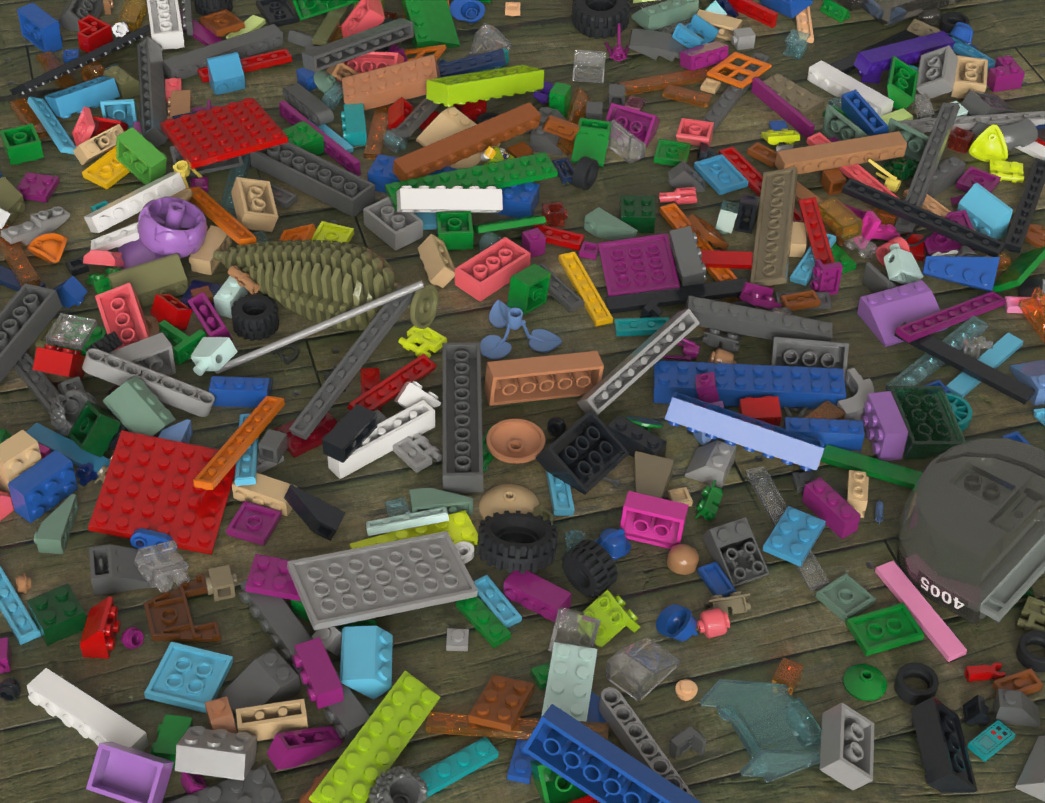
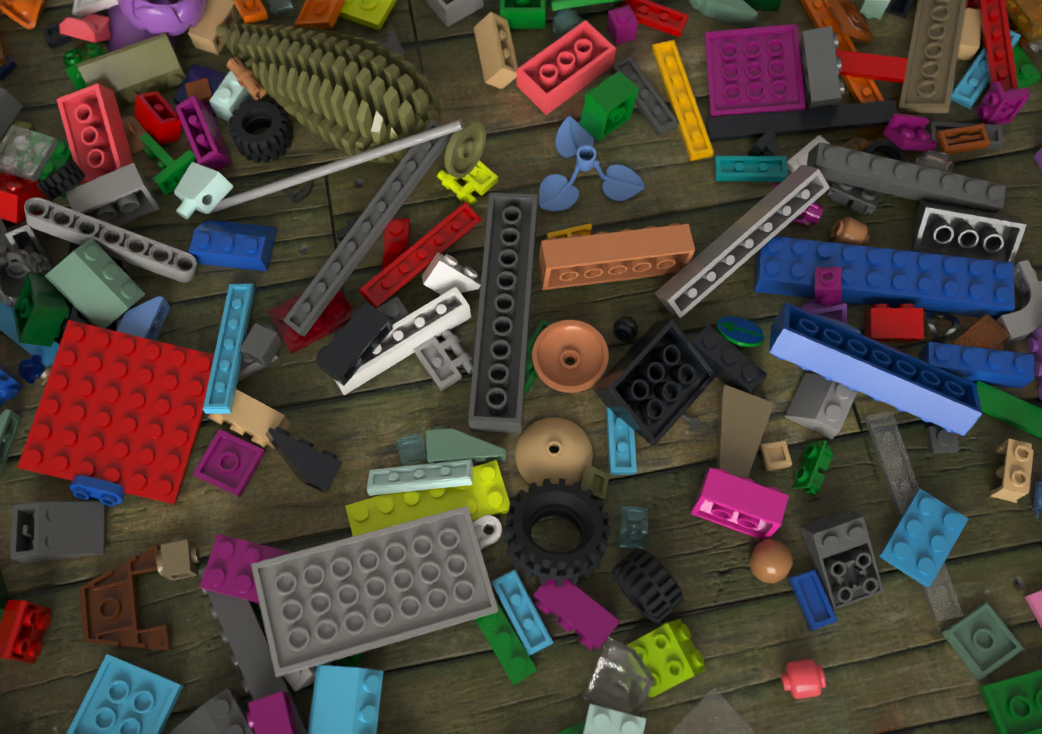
camera: 10 degrees right, 25 degrees up
(70, 292) = (38, 80): blue slope -> none
(132, 638) = (61, 641): magenta plate -> none
(162, 565) = (103, 540): clear hips -> none
(238, 443) = (214, 347): orange plate -> none
(457, 639) = (468, 672): light grey plate -> none
(589, 250) = (692, 39): magenta plate -> none
(614, 542) = (674, 533): blue piece -> none
(676, 623) = (753, 676): blue piece -> none
(736, 602) = (836, 640): dark tan hinge -> none
(831, 508) = (976, 492): magenta brick -> none

